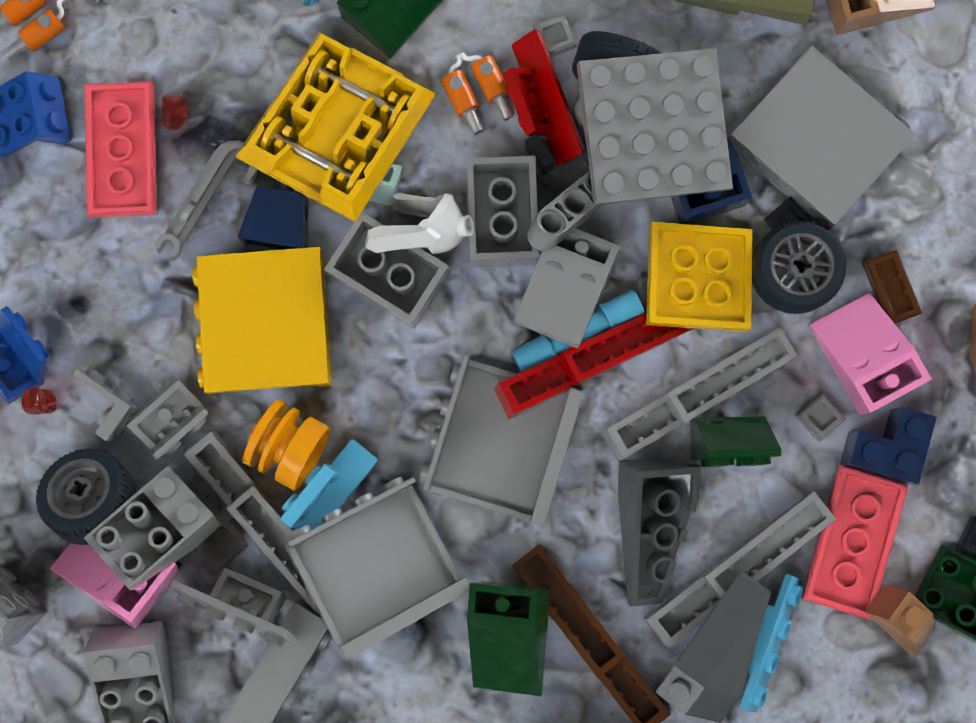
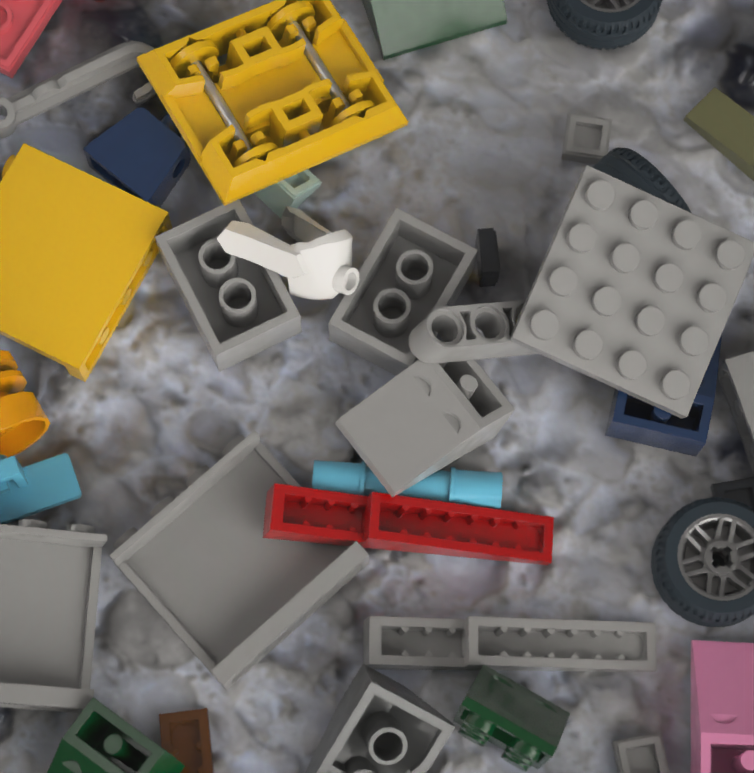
camera: 20 degrees right, 10 degrees down
(463, 97) = (480, 146): orange piece -> none
(541, 100) = (525, 196): red bracket -> none
(699, 277) = (590, 505): yellow plate -> none

